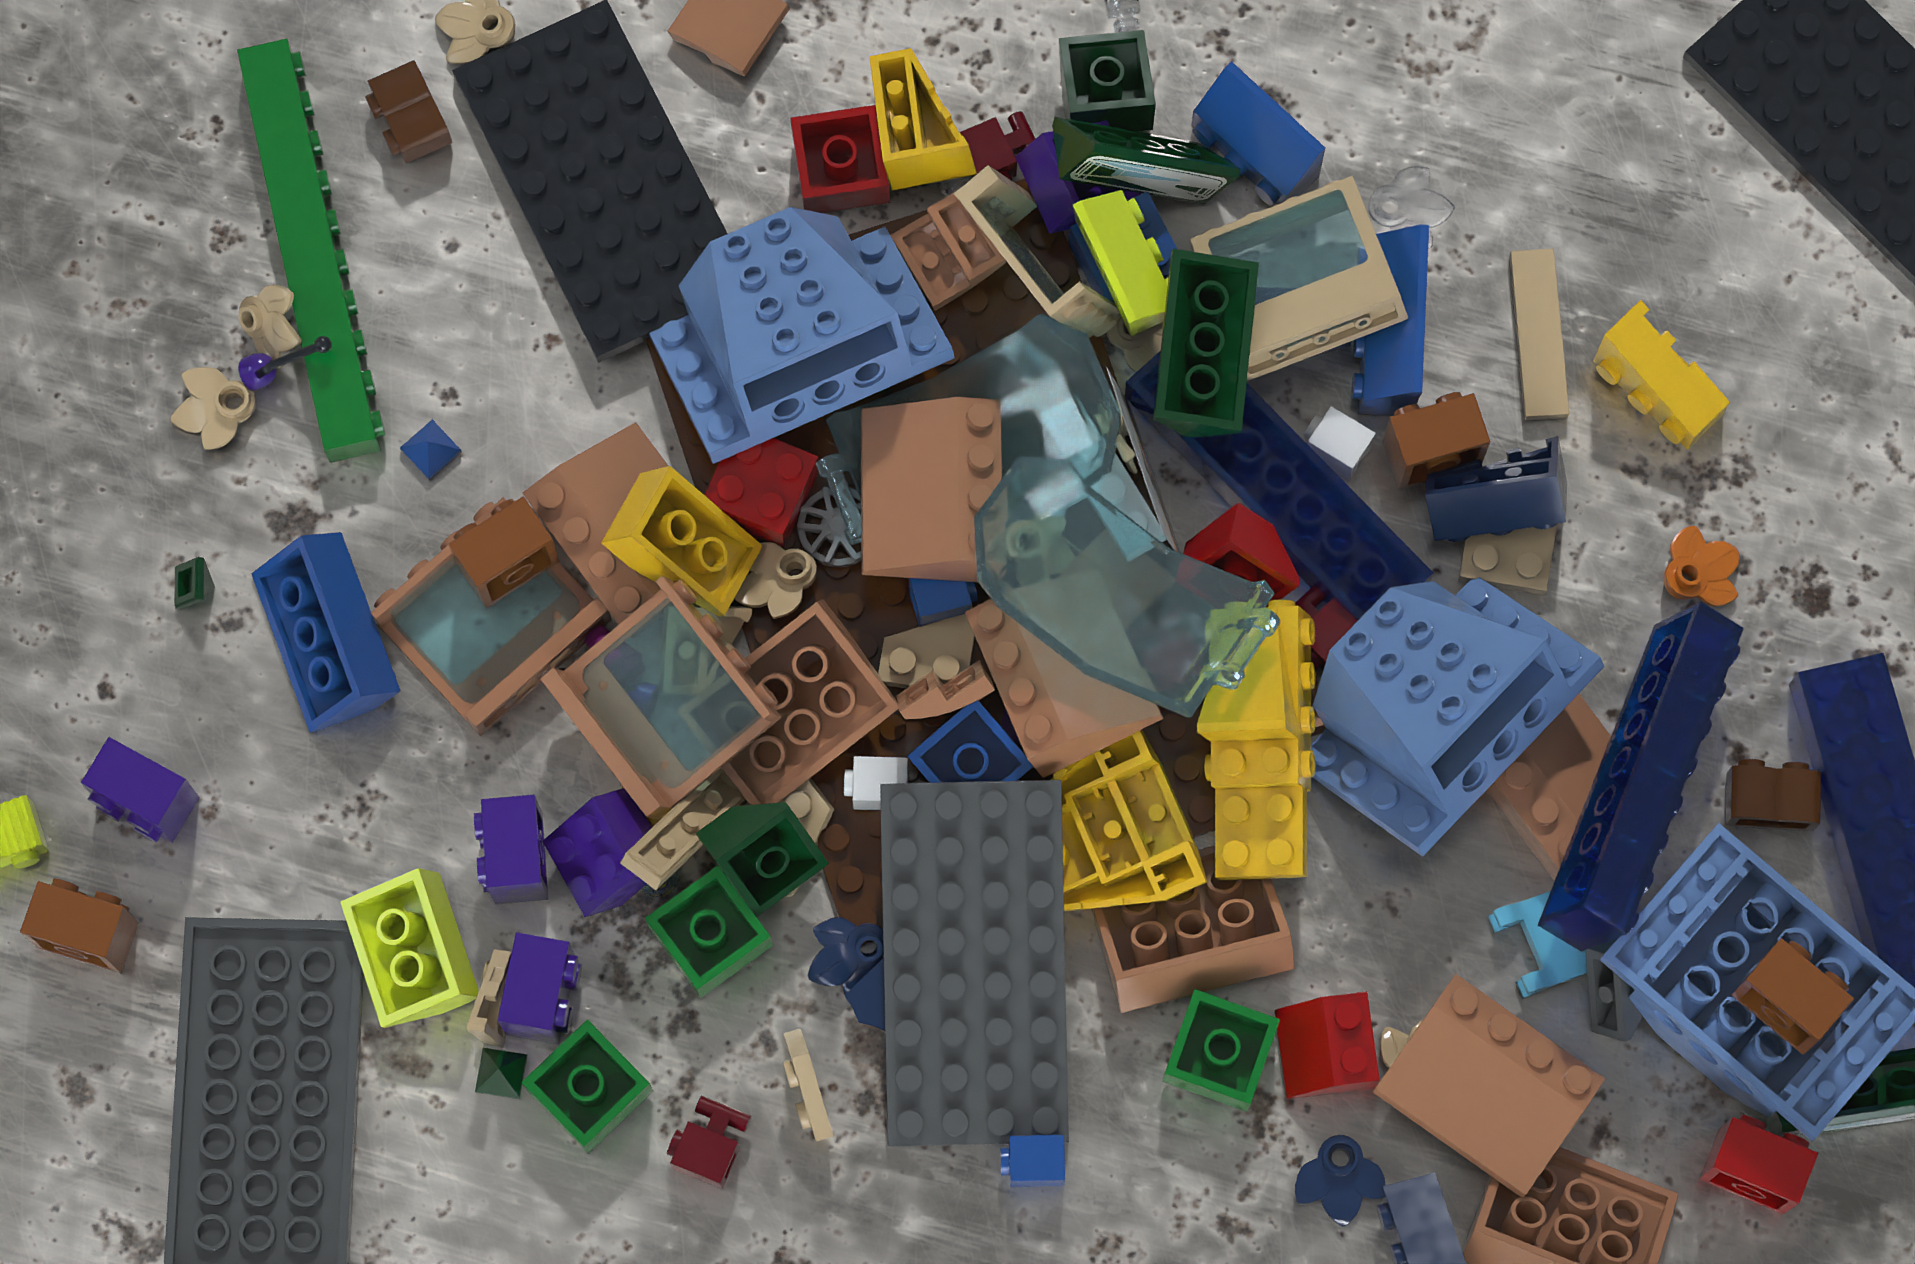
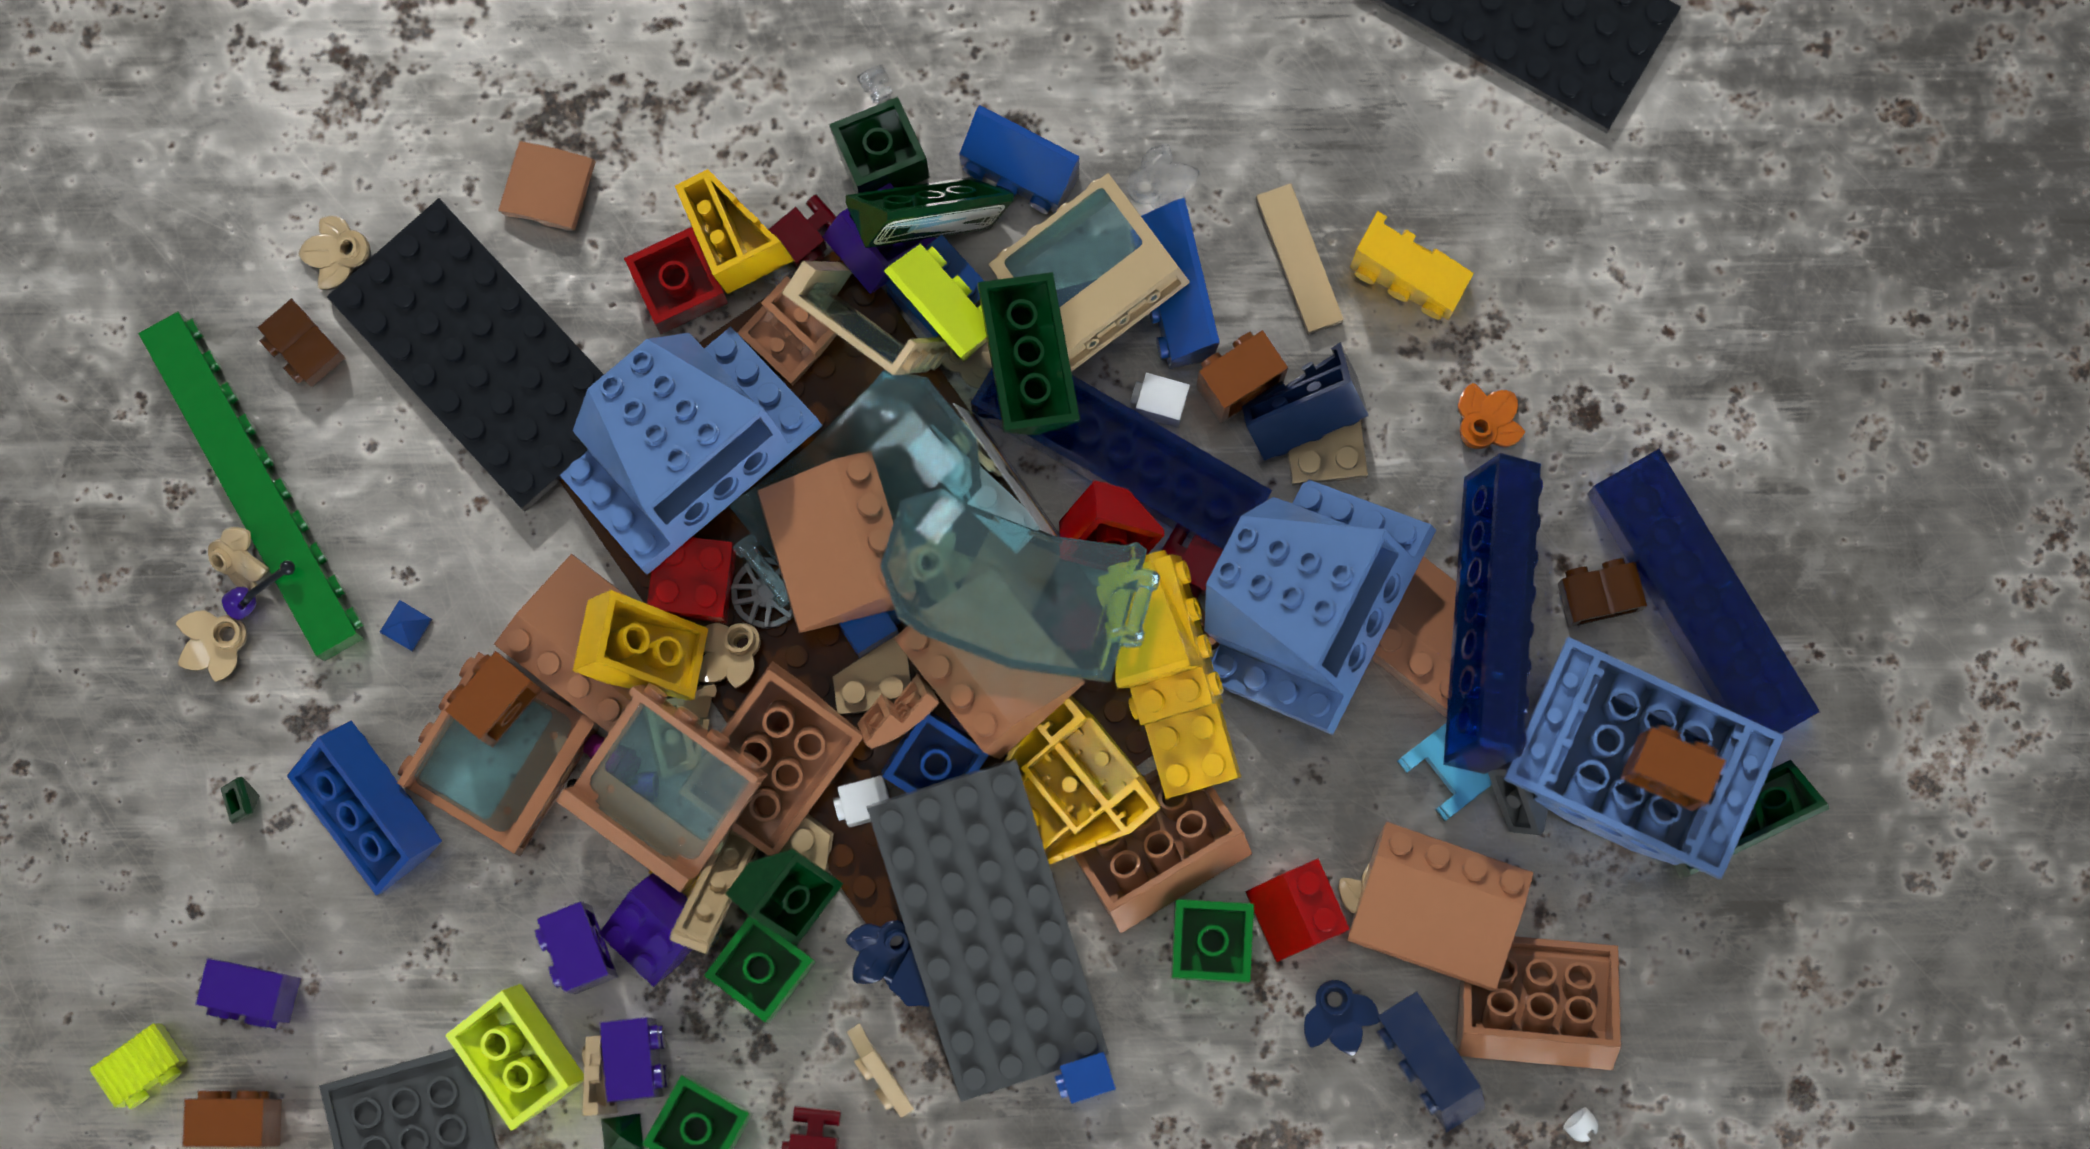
camera: 15 degrees left, 5 degrees up
(1759, 1164) = (1679, 906): red brick -> none

